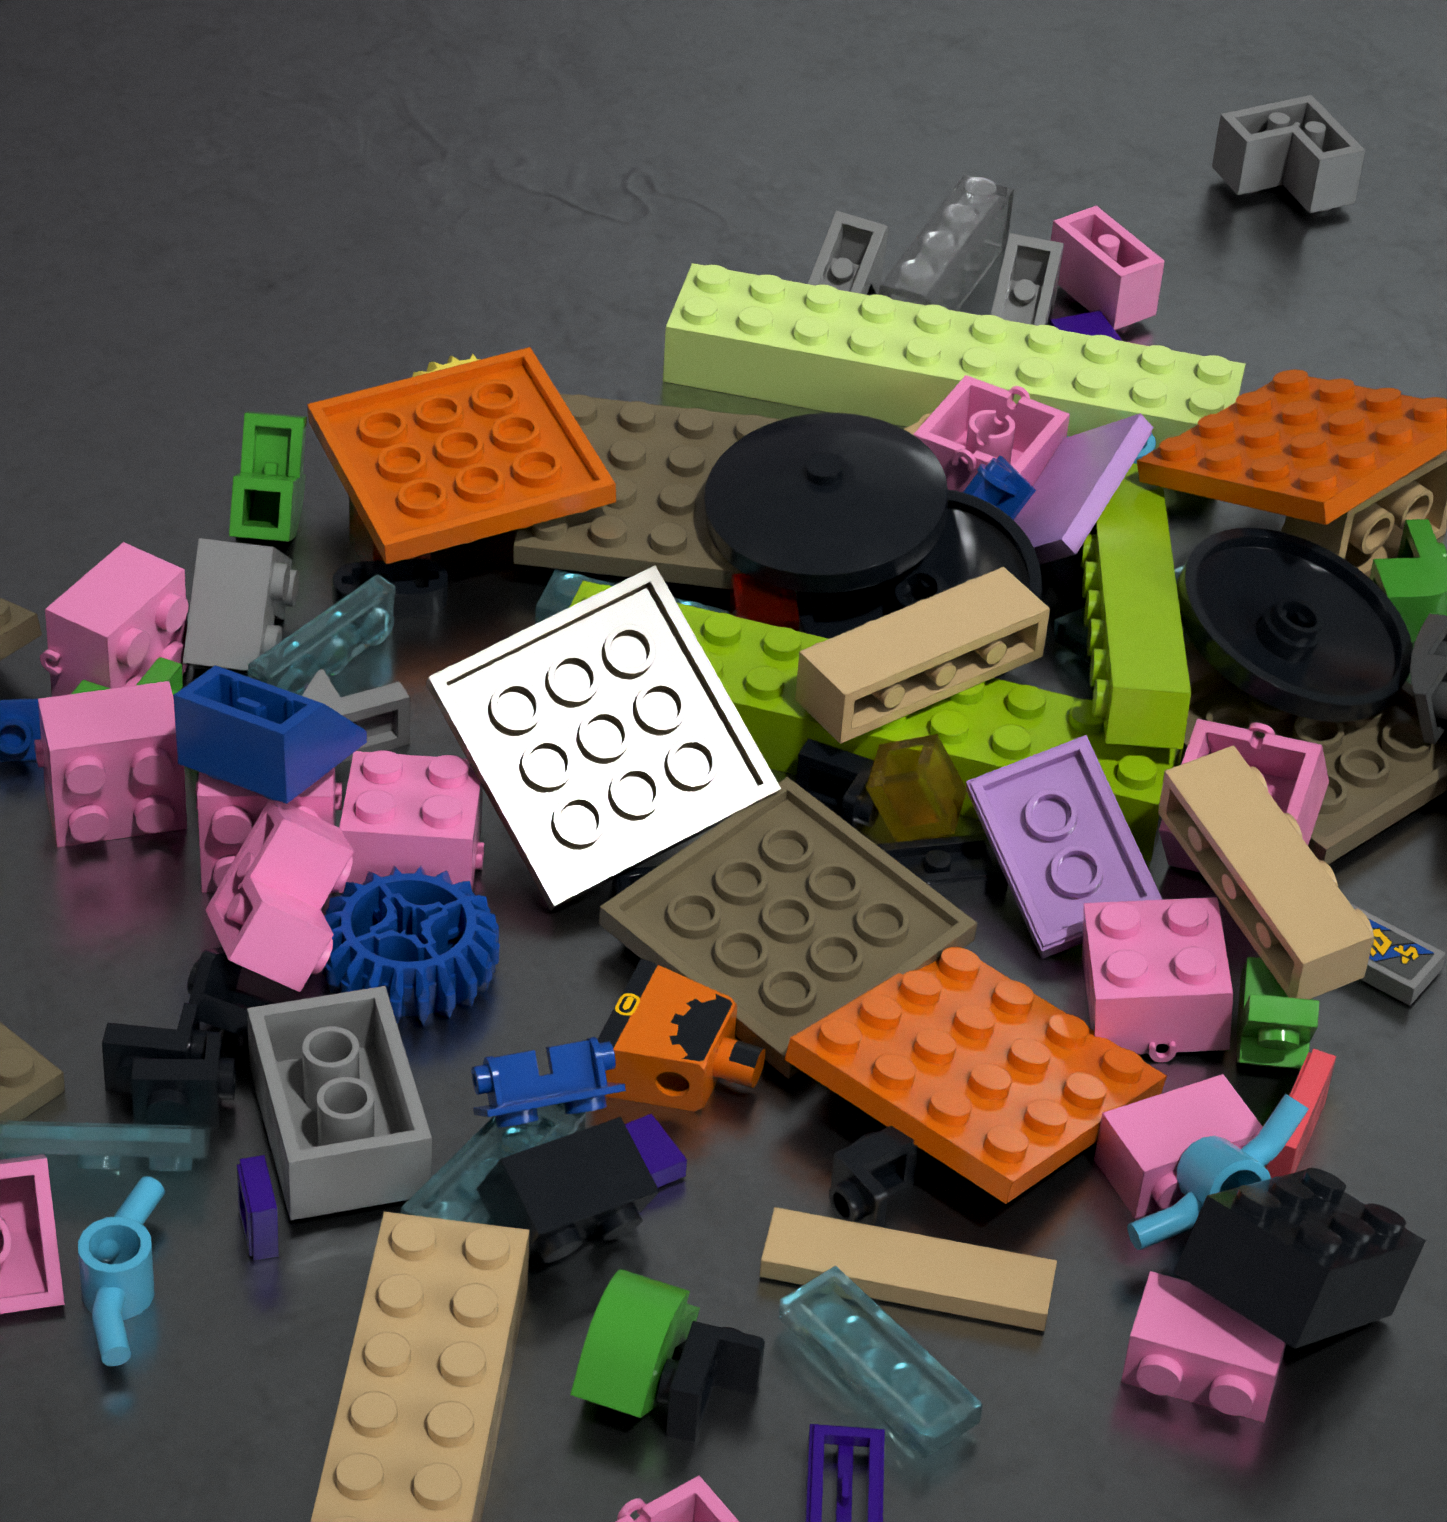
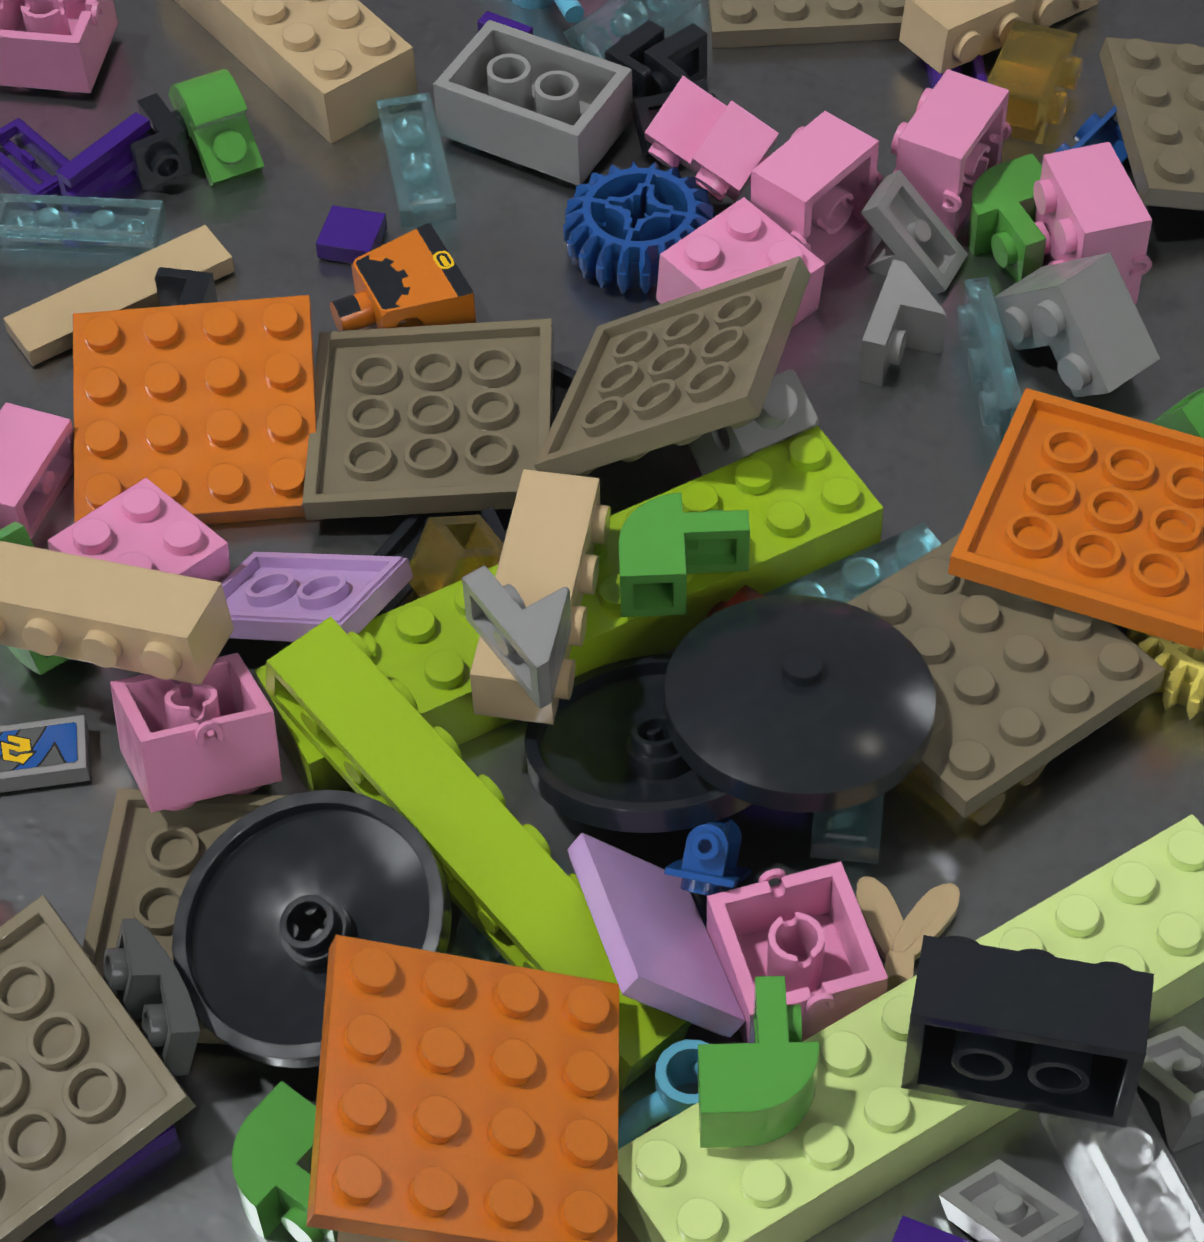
camera: 140 degrees right, 10 degrees up
(259, 734) = (820, 125): blue slope -> none
(571, 1189) = (344, 150): black brick -> none
(574, 1079) = (417, 172): blue hinge -> none
(785, 1392) = (106, 163): none -> dark purple tile
(796, 612) = (665, 544): none -> bright green brick
(957, 253) = (1027, 1030): none -> black brick
(994, 562) = (524, 638): none -> light grey slope
(1120, 355) = (761, 1087): none -> bright green brick

